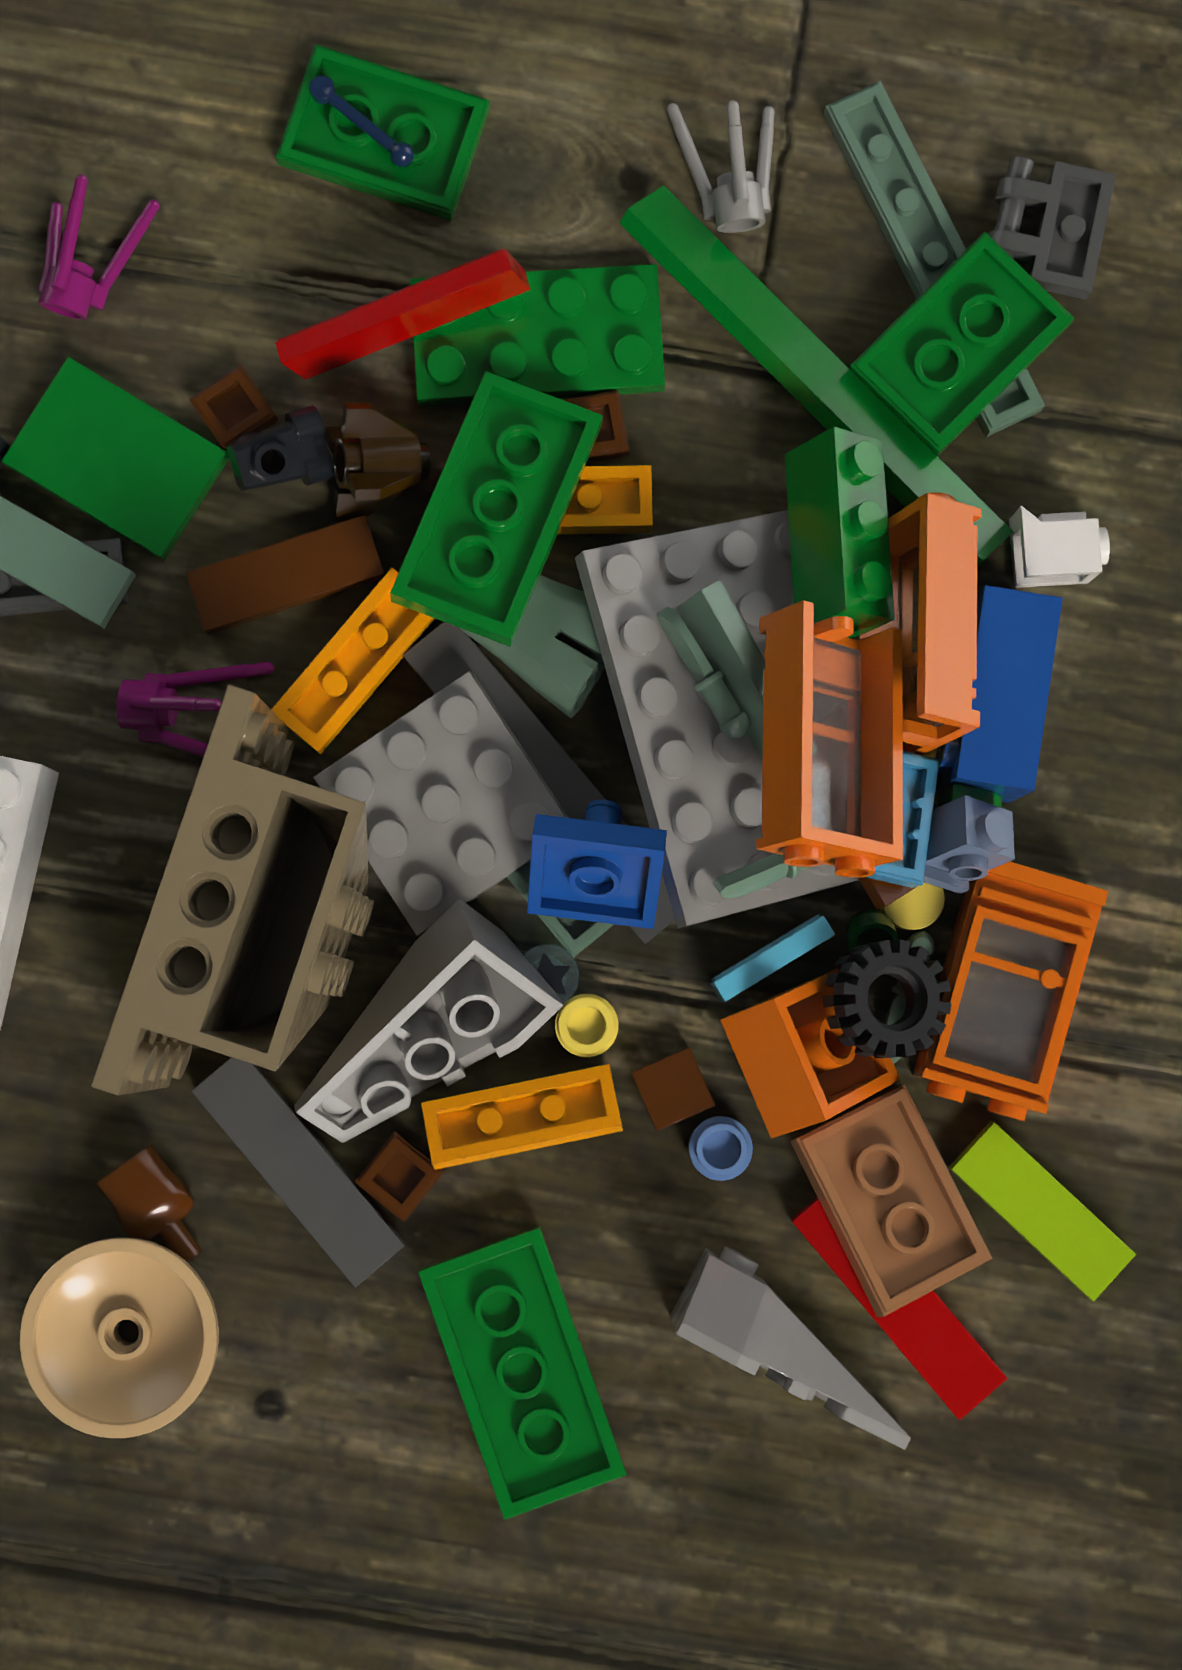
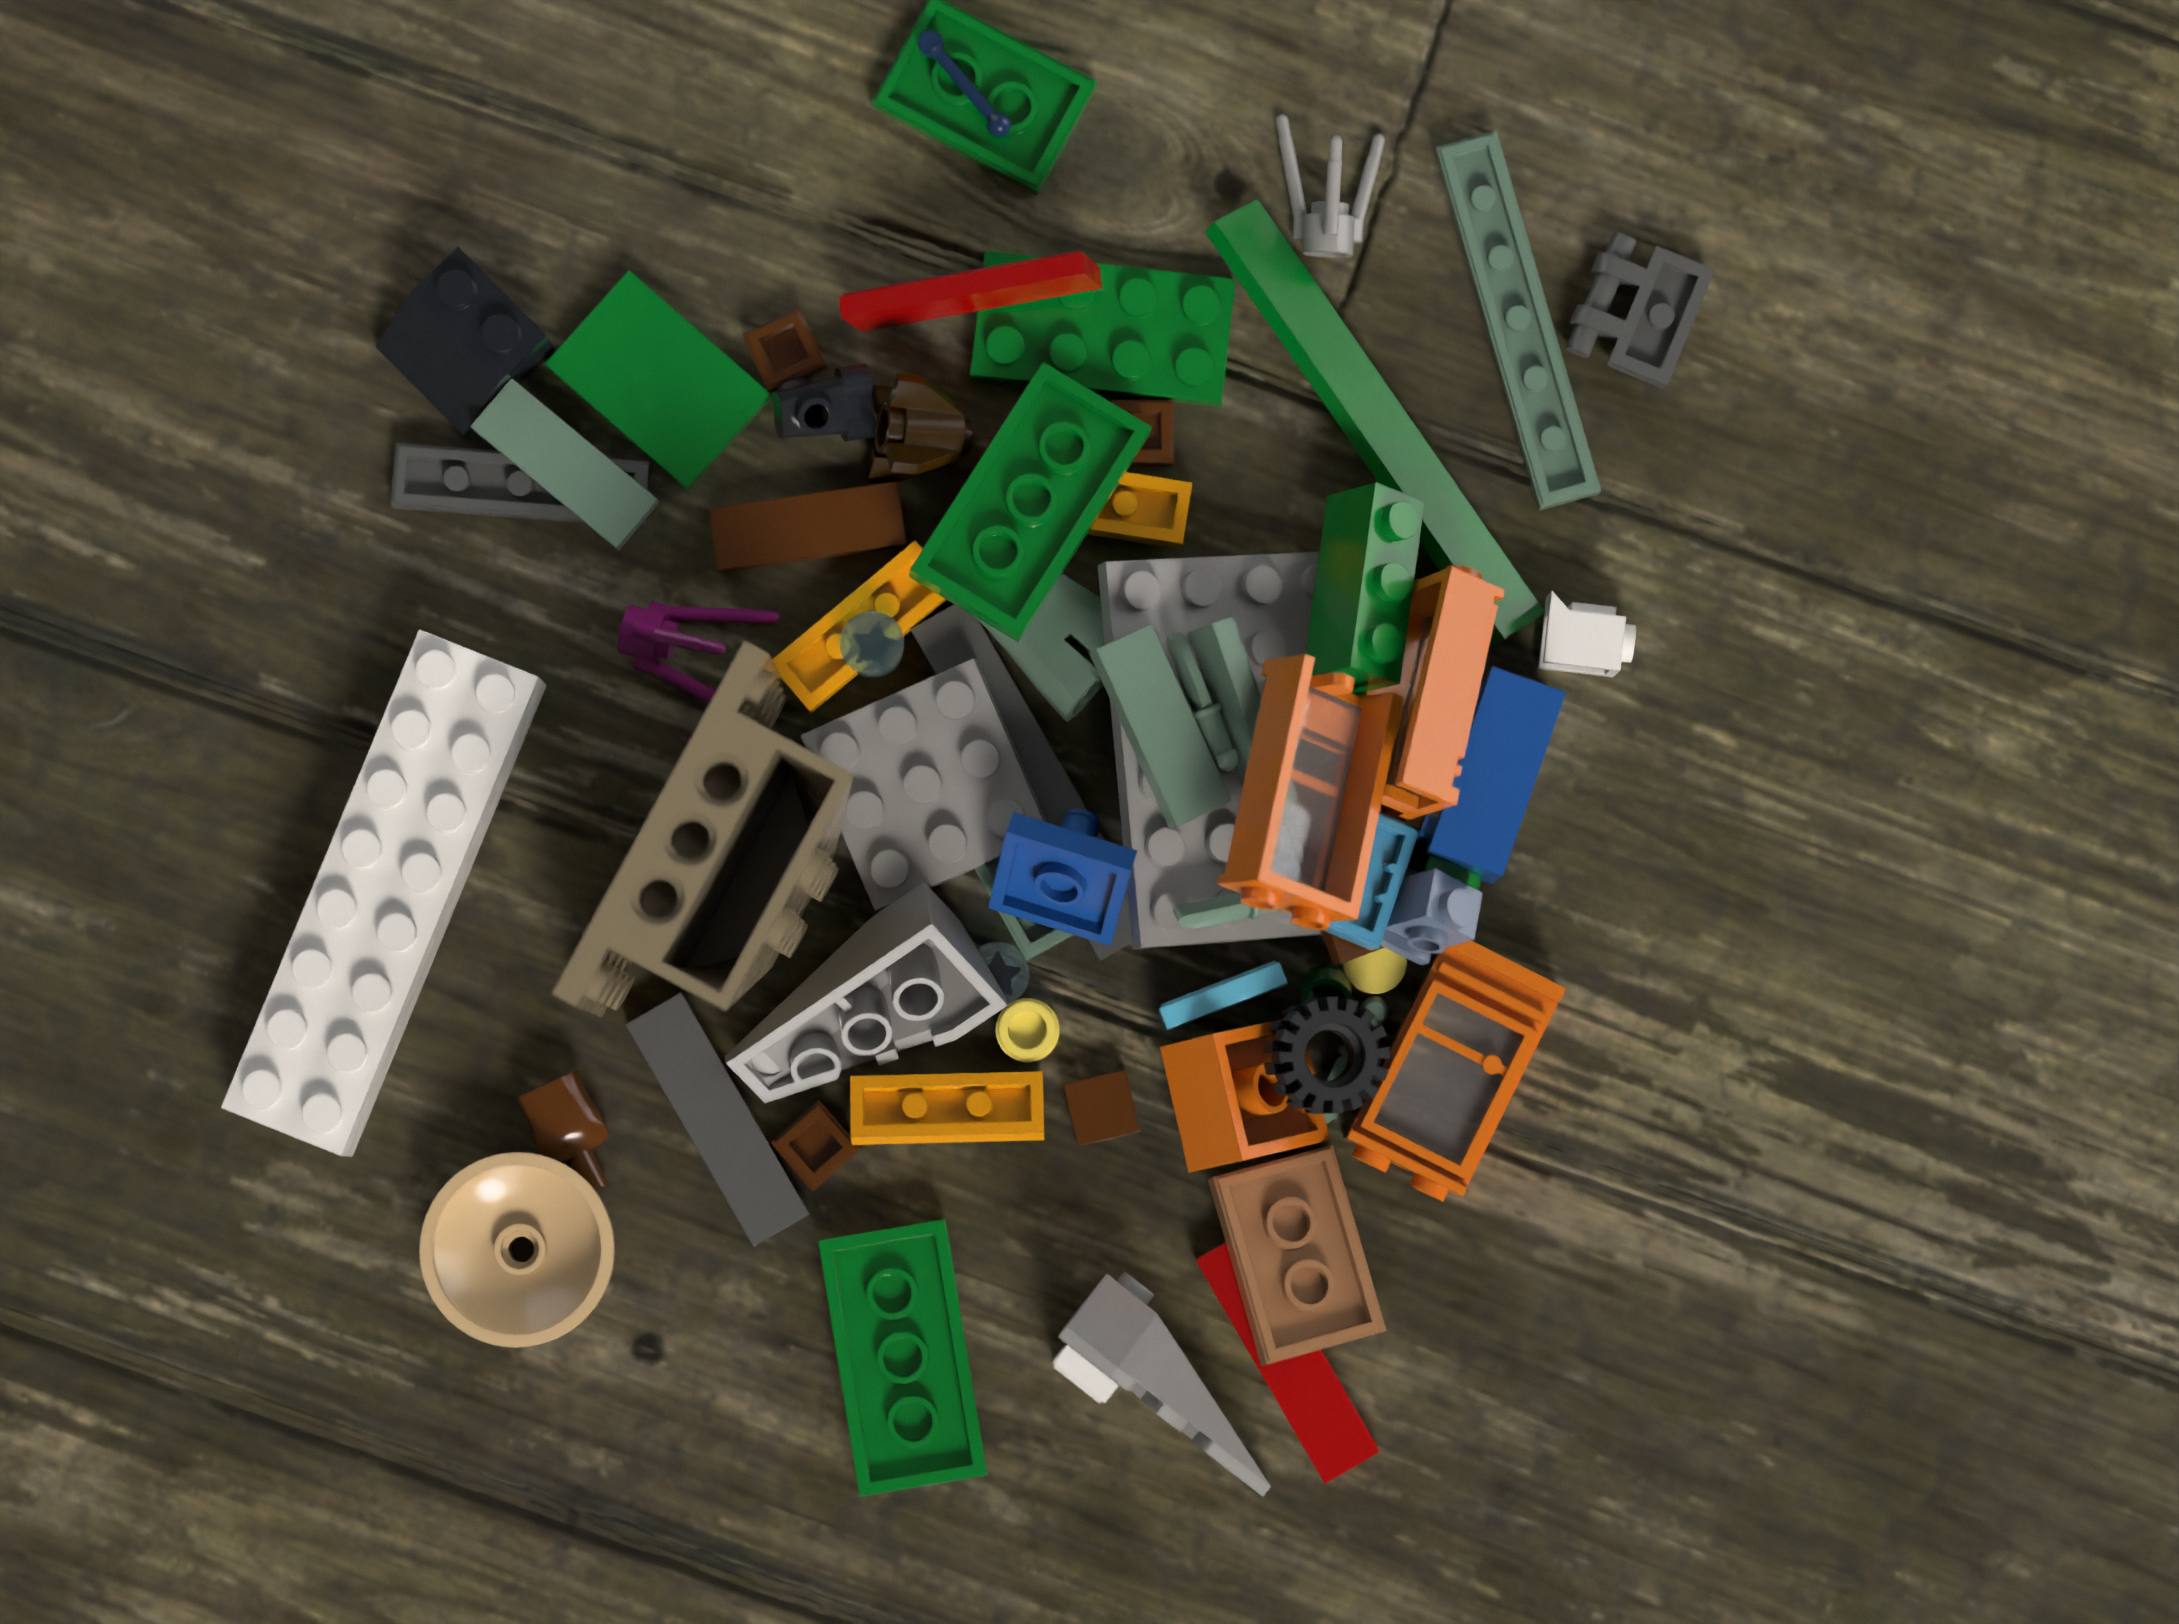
camera: 15 degrees right, 0 degrees up
(68, 283) = (641, 196): magenta plant -> none
(367, 675) = (872, 644): none -> clear light blue tile
(666, 703) = (1160, 726): none -> sand green tile
(706, 1365) = (1084, 1374): none -> white tile
(720, 1148) = (1138, 1175): medium blue plate -> none
(961, 343) = (1526, 415): green tile -> none
(1042, 1211) = (1446, 1295): lime tile -> none

